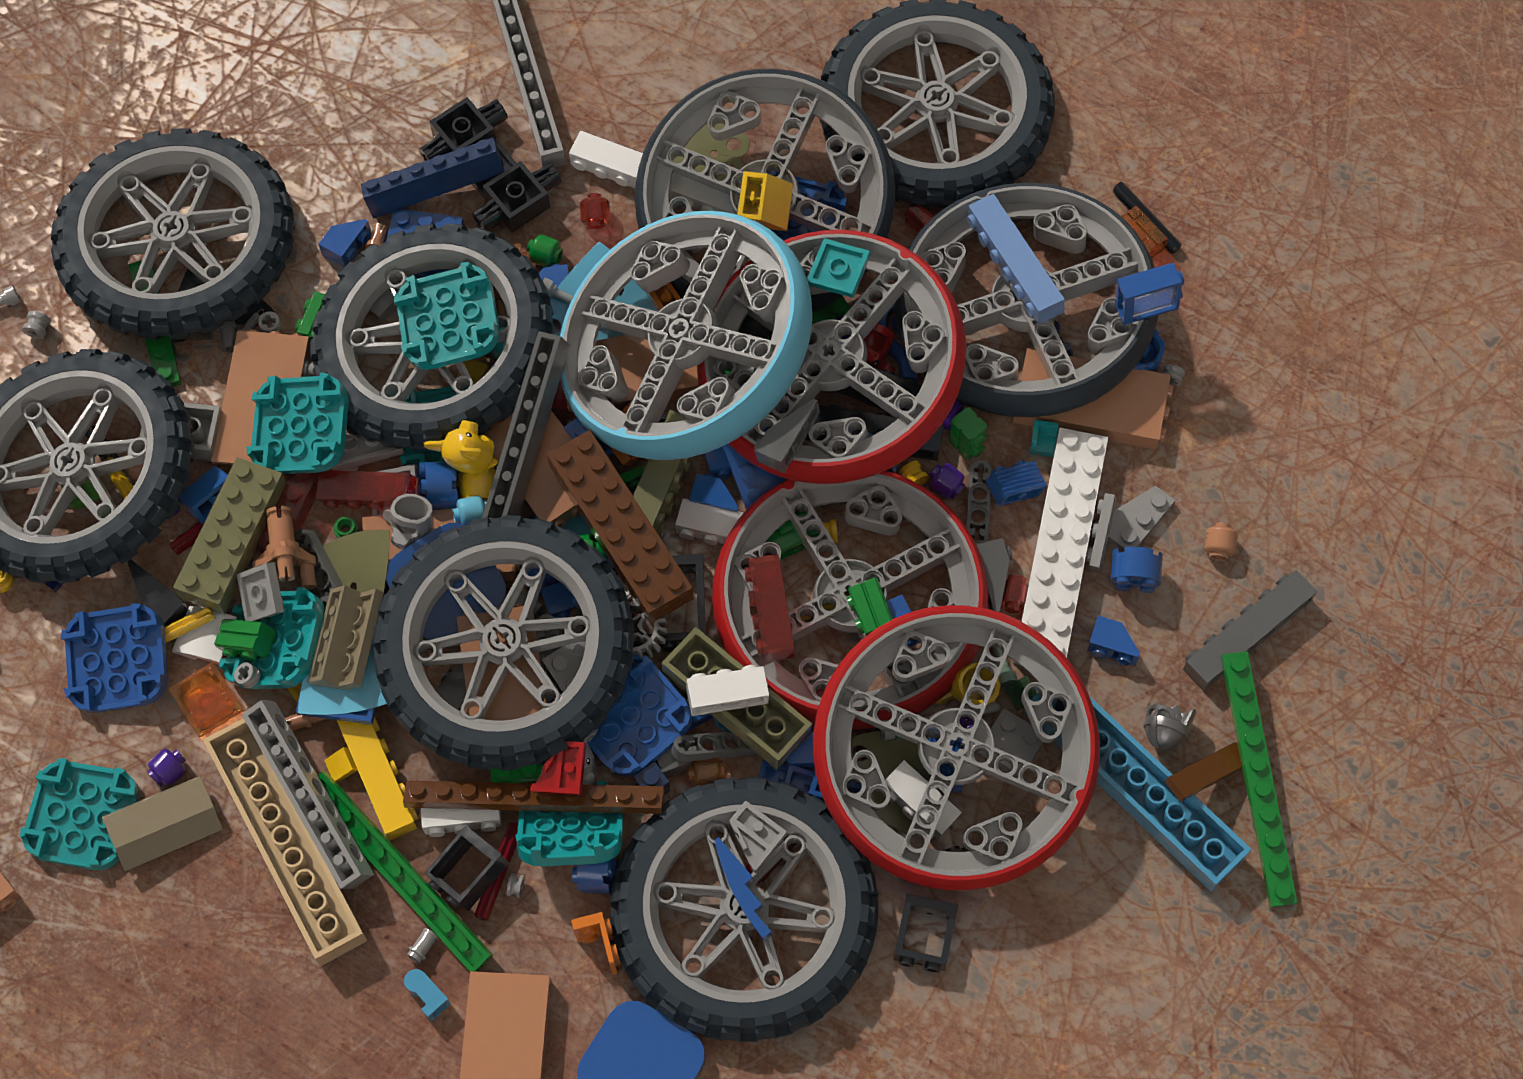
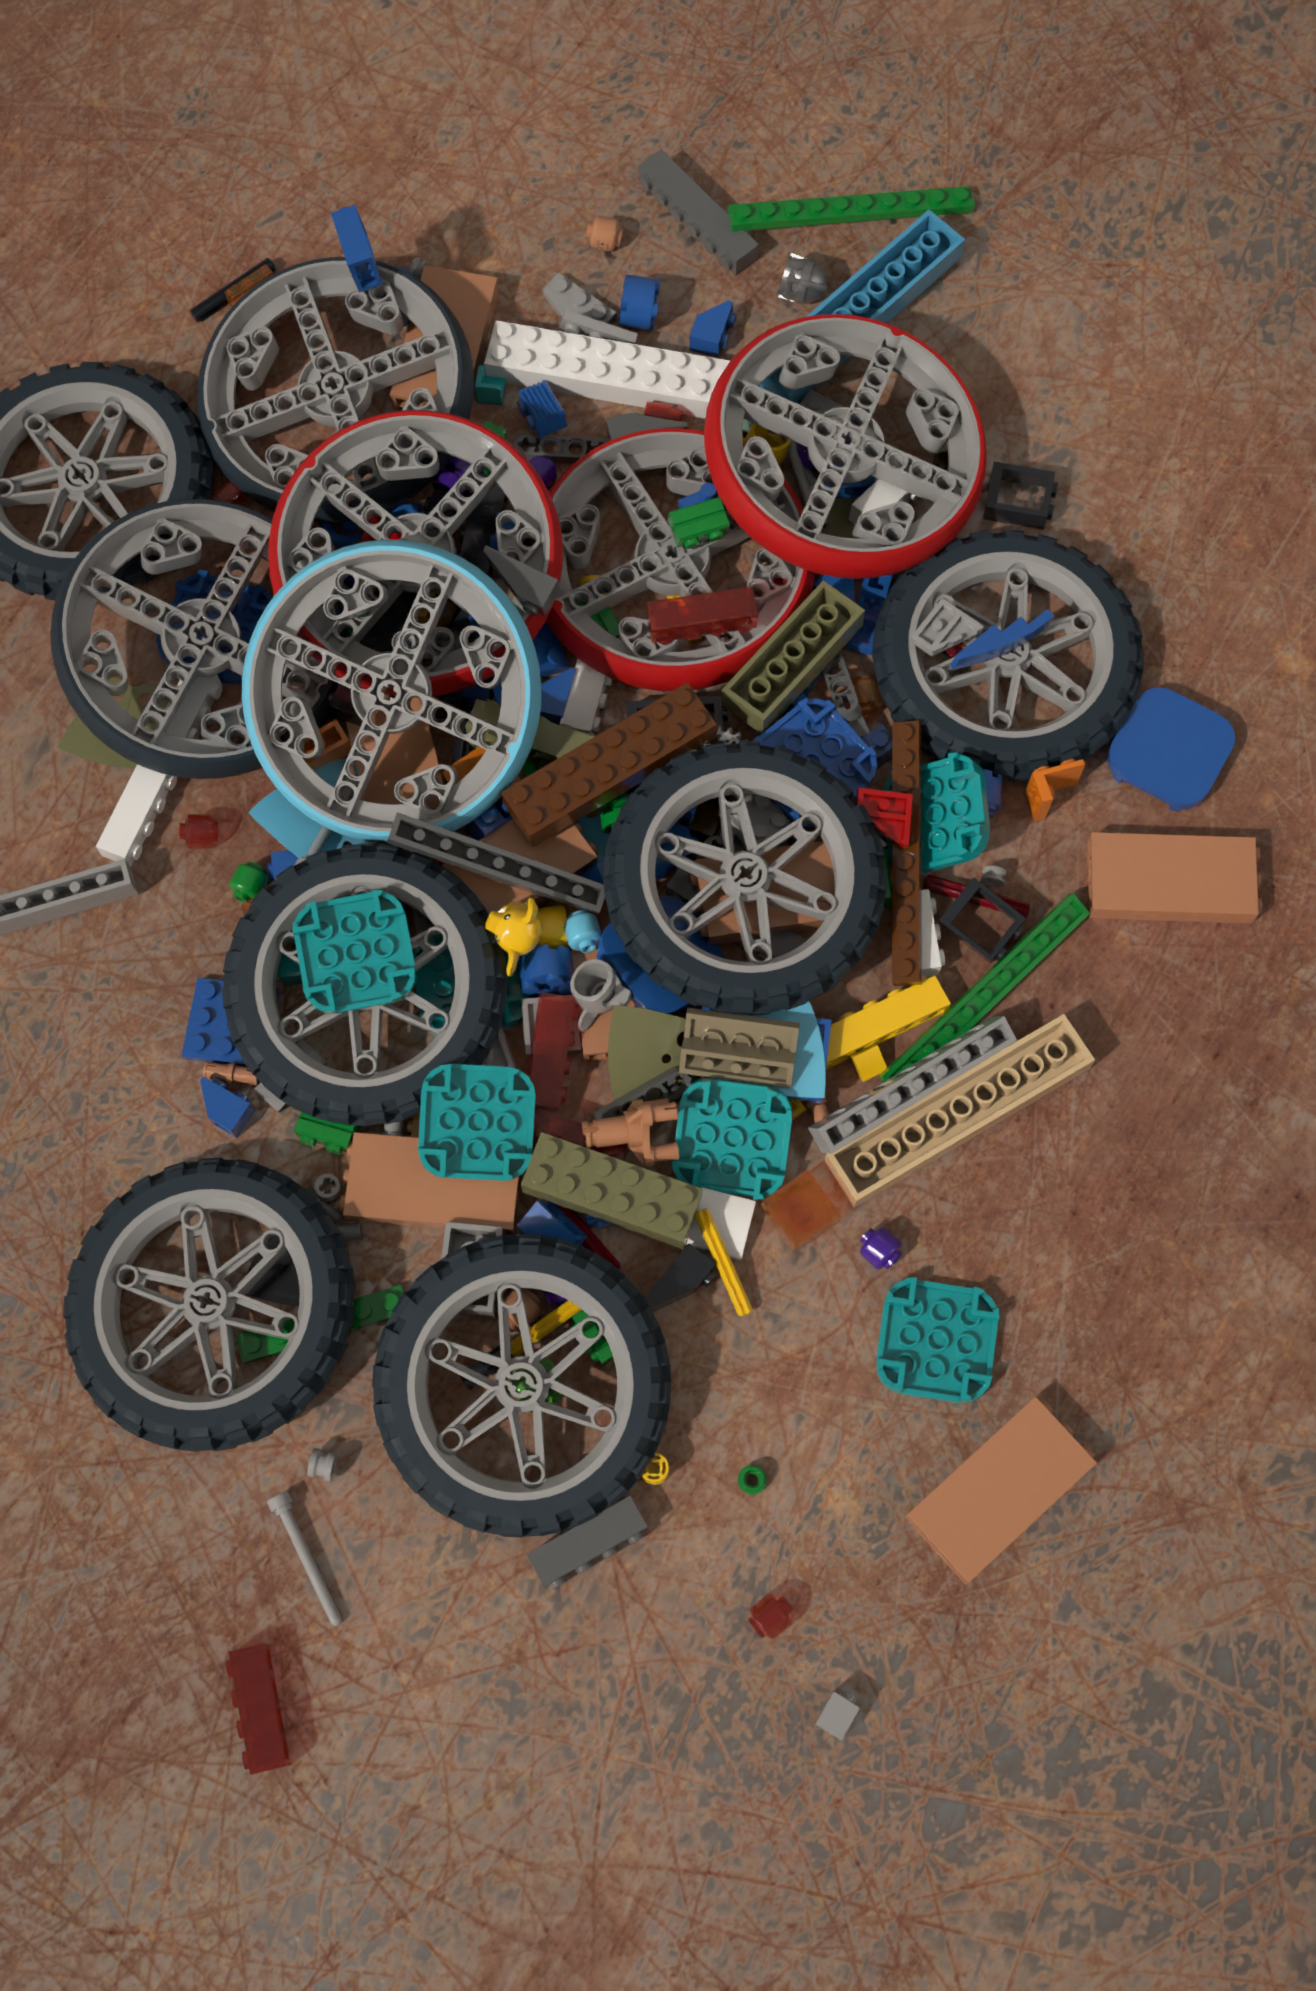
camera: 90 degrees left, 5 degrees up
(115, 658) = (756, 1316): blue tile -> none
(162, 823) = (946, 1244): dark tan slope -> none
(241, 672) = (778, 1170): light grey bush -> none
(244, 639) = (735, 1166): green brick -> none
(260, 592) = (688, 1144): light grey plate -> none
(344, 522) = (587, 1072): green plate -> none
(421, 986) = (1112, 955): dark azure leg -> none
(422, 946) = (1062, 966): light grey pin -> none
(432, 178) = (151, 1004): dark blue brick -> none
(513, 195) = (133, 948): black piece -> none
(727, 690) = (796, 652): white brick -> none
(765, 200) = (221, 625): yellow slope -> none
(838, 268) = (323, 526): teal plate -> none
(1016, 259) = (297, 385): medium blue brick -> none
(1205, 772) = (851, 246): reddish brown tile -> none

